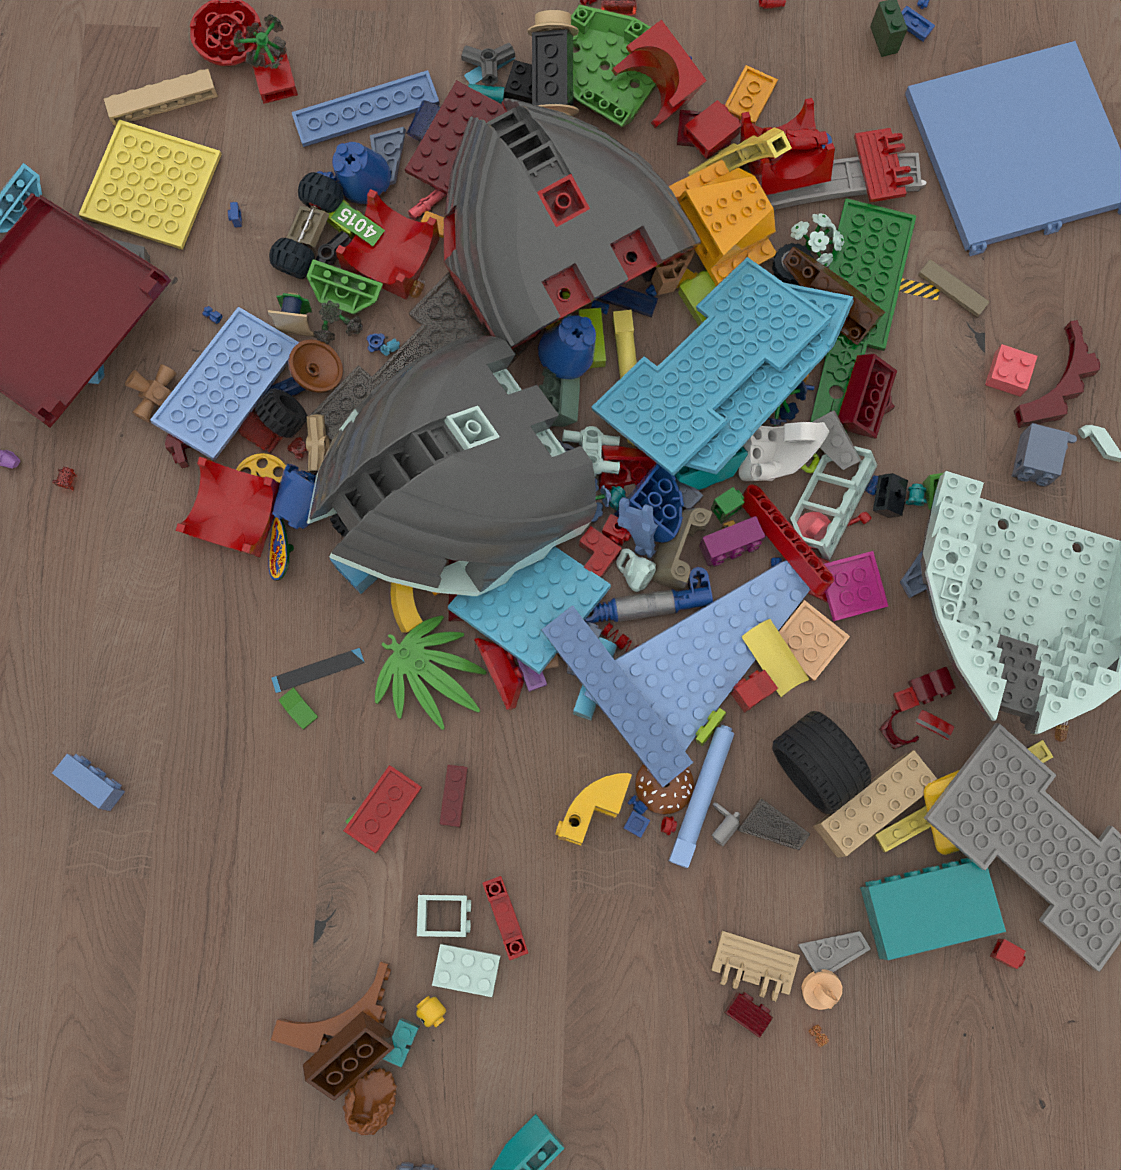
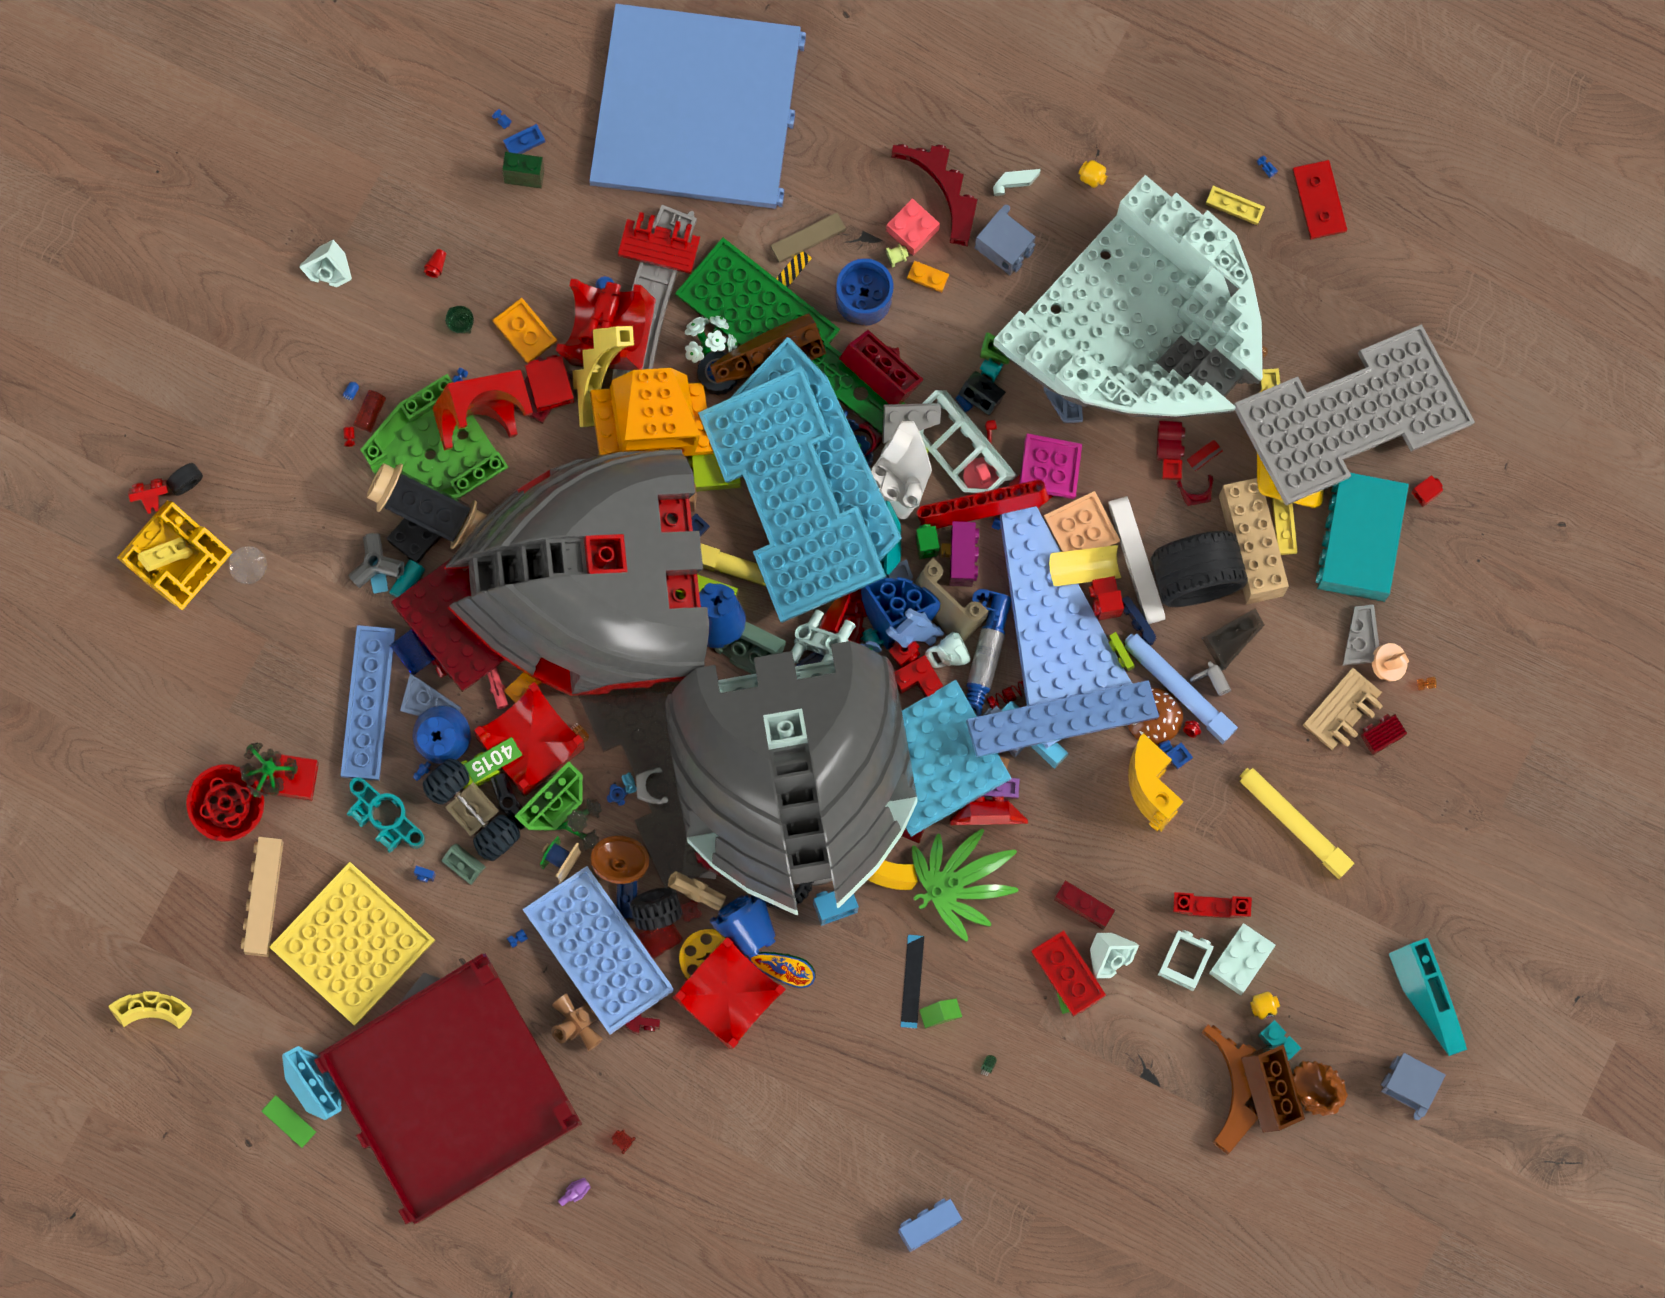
camera: 70 degrees left, 0 degrees up
(23, 38) = (150, 1005): none -> light yellow brick
(260, 243) = (463, 863): none -> sand green slope
(267, 772) = (988, 1064): none -> clear green piece
(269, 145) = (369, 800): none -> teal piece
(392, 352) = (642, 793): none -> light grey helmet
(419, 840) = (1110, 953): none -> light aqua slope
(622, 966) = (1333, 858): none -> light yellow brick
(732, 38) = (459, 319): none -> clear green hat
(746, 730) = (1139, 621): none -> dark blue hinge
(804, 703) = (1136, 560): none -> white beam
(807, 411) = (868, 429): none -> dark red helmet
(936, 338) = (871, 279): none -> blue brick
(973, 404) = (928, 276): none -> light orange plate
(978, 368) = (897, 254): none -> yellowish green brick

